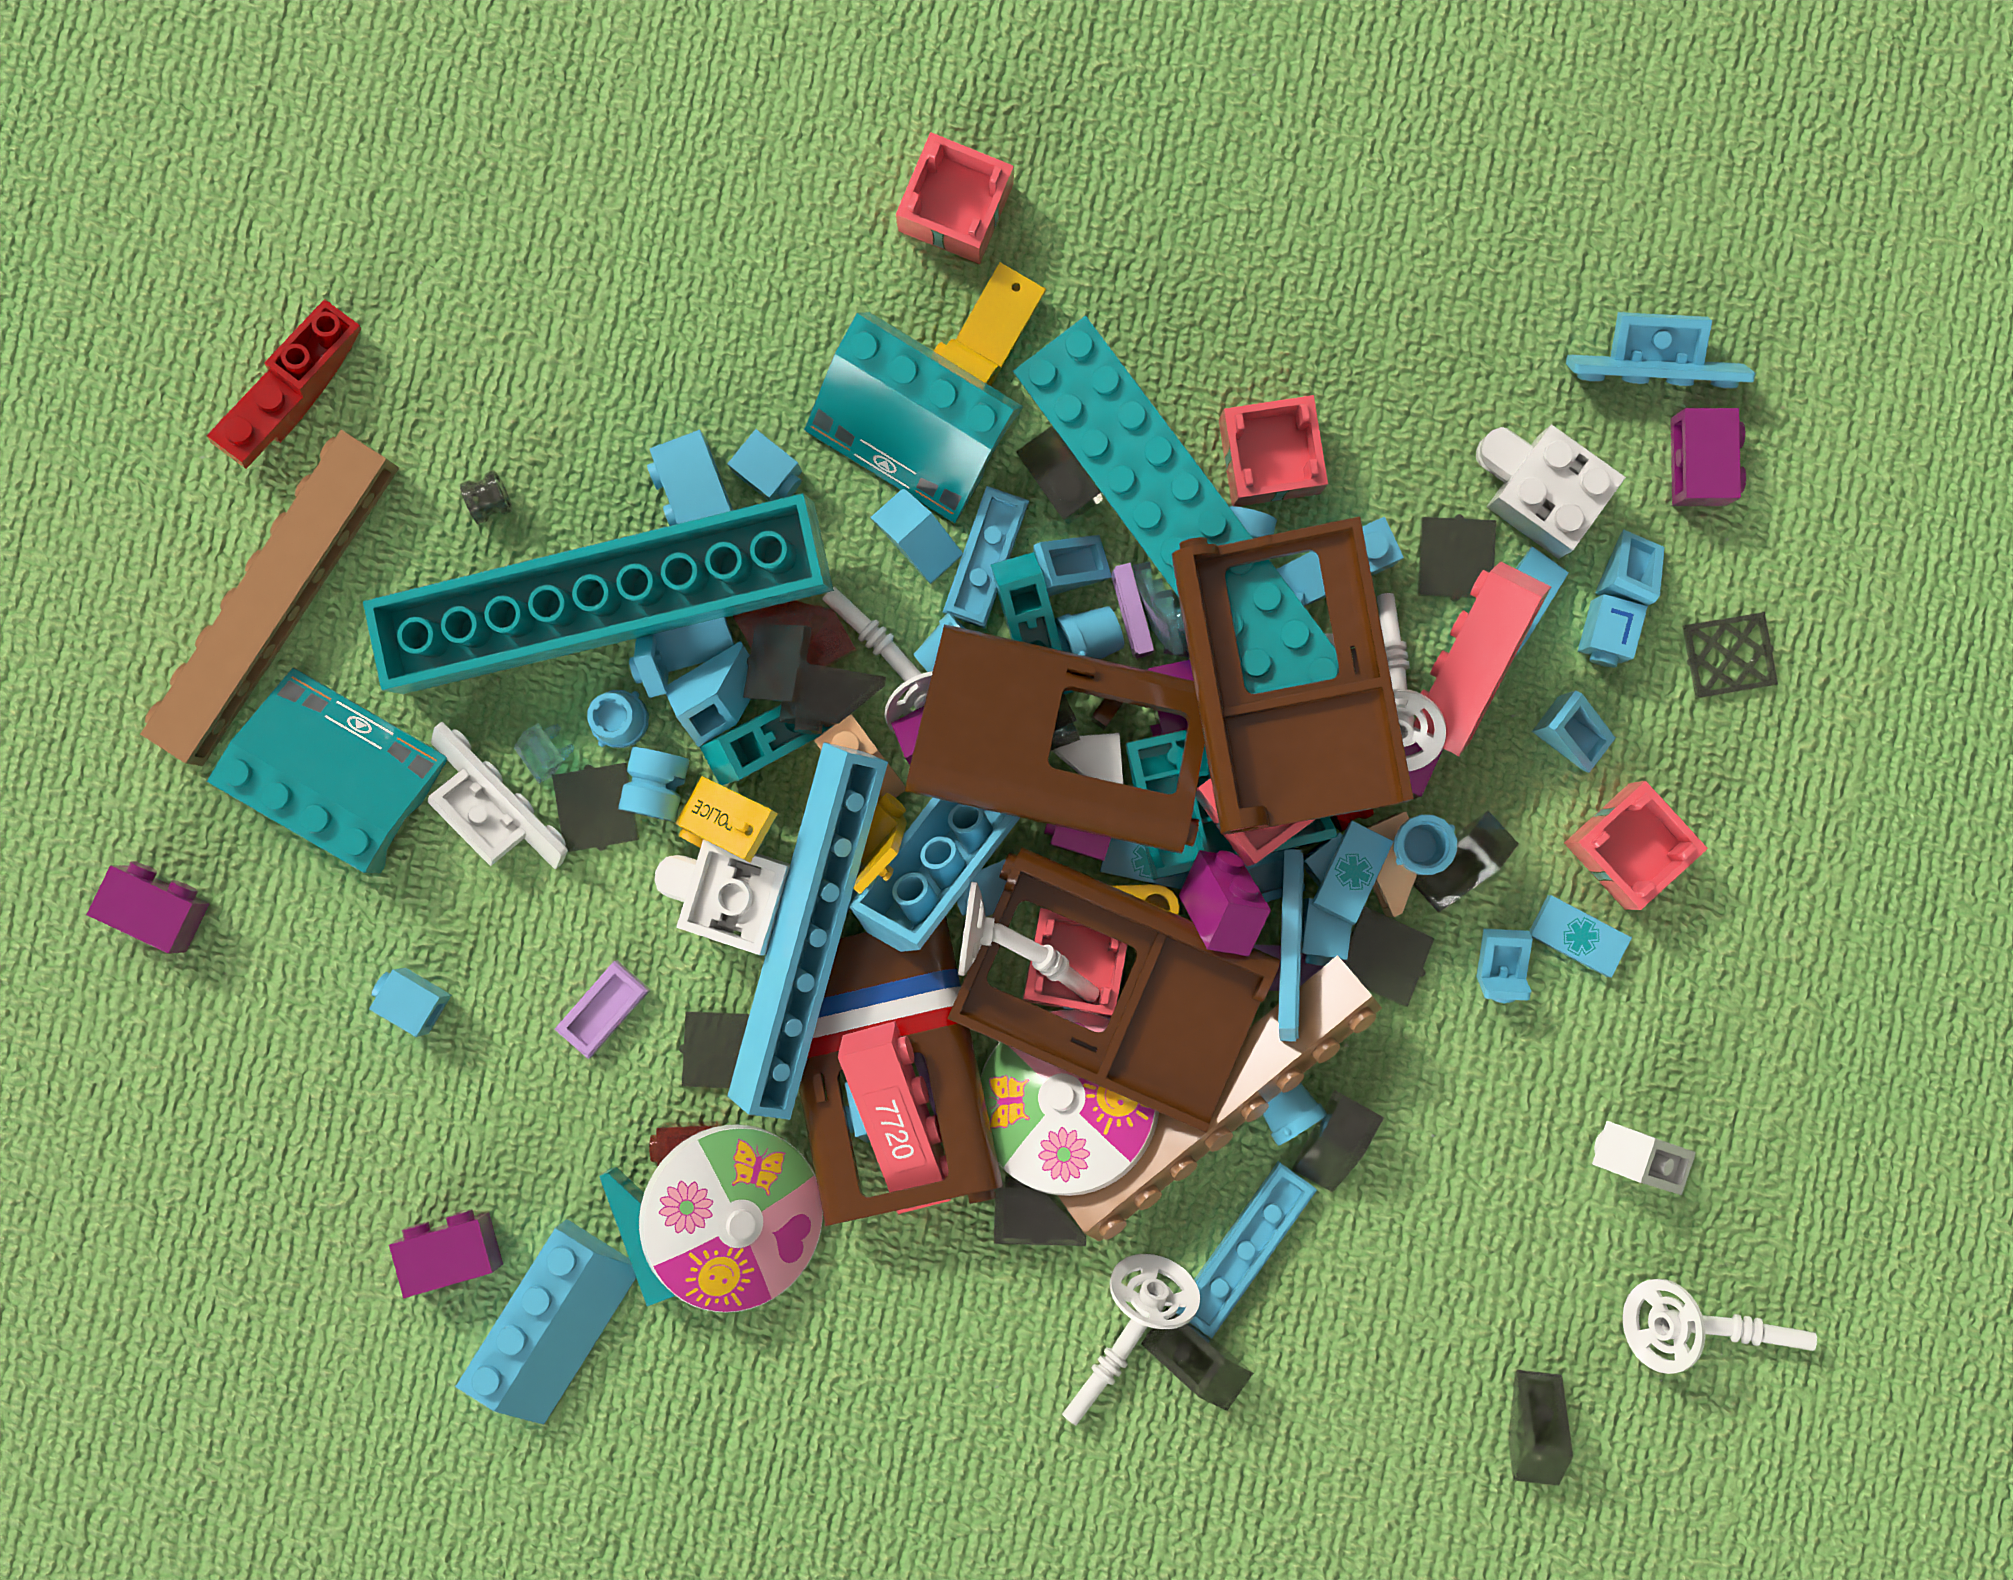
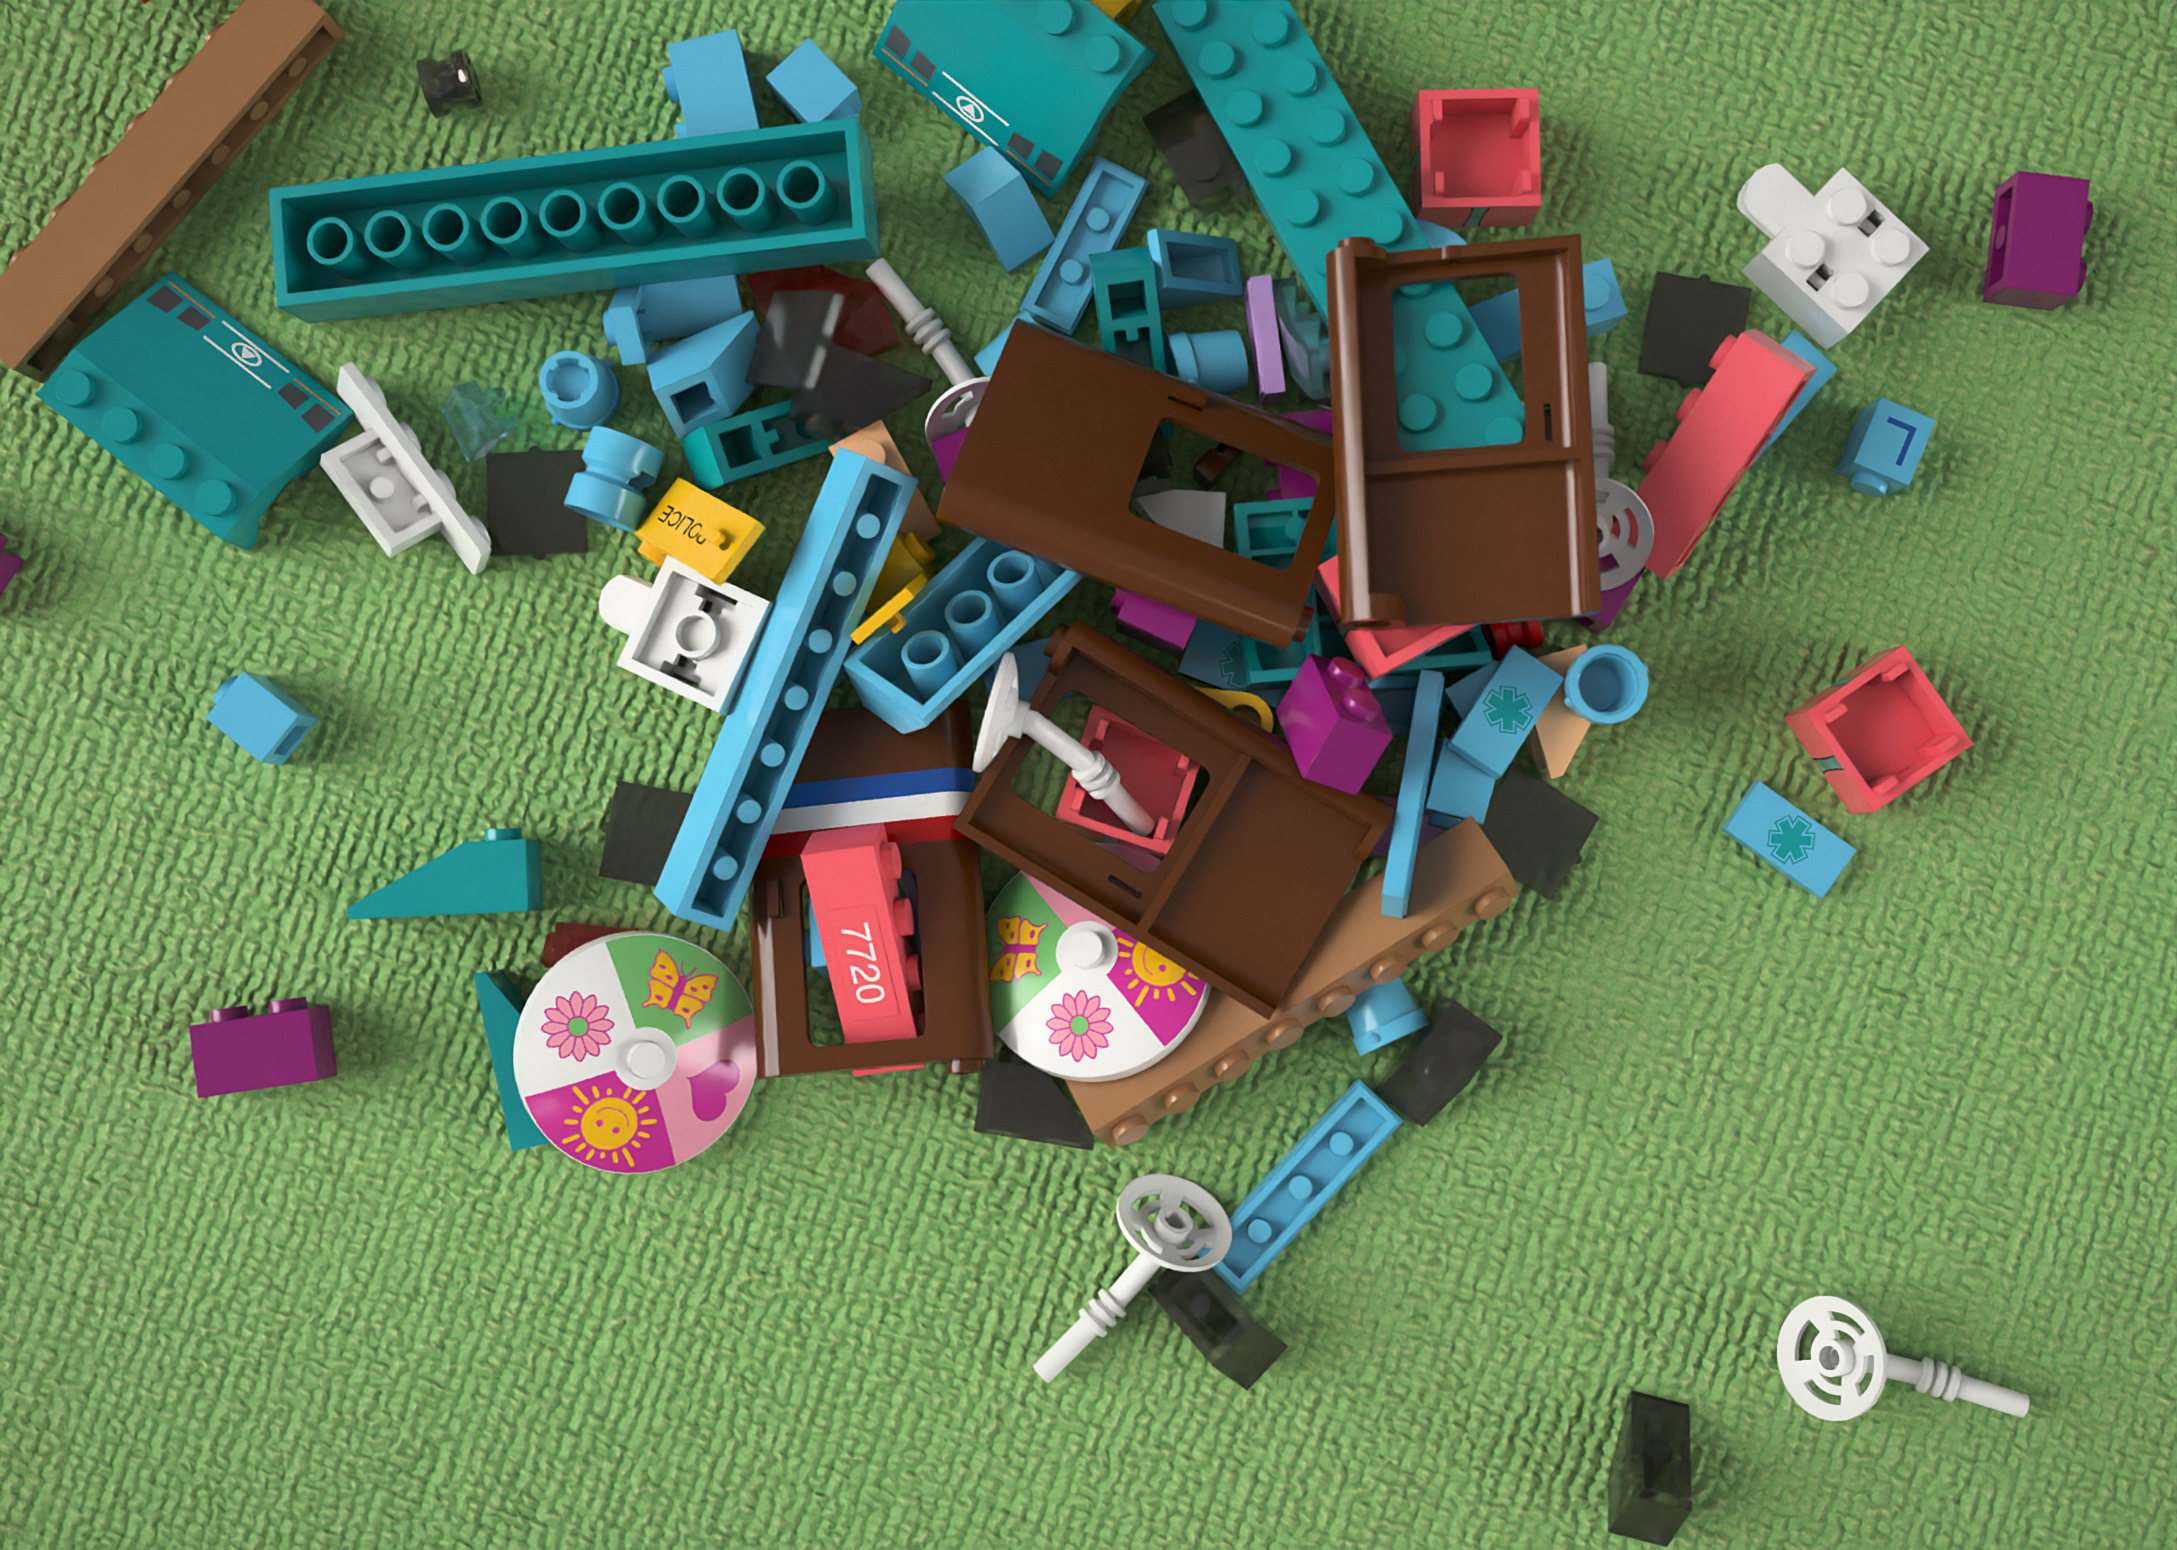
camera: 10 degrees right, 0 degrees up
(549, 1325) = (382, 1160): medium azure slope -> none
(588, 1103) = (469, 879): none -> teal slope
(602, 1009) = (509, 763): lavender tile -> none
(1480, 853) = (1673, 712): clear smoke slope -> none
(1504, 965) = (1686, 862): medium azure bracket -> none
(1575, 730) = (1819, 572): medium azure slope -> none
(1633, 570) = (1923, 374): medium azure slope -> none
(1643, 1158) = (1833, 1136): white slope -> none
(1660, 348) = (1998, 92): medium azure bracket -> none
(1764, 649) = (2078, 502): clear smoke window -> none

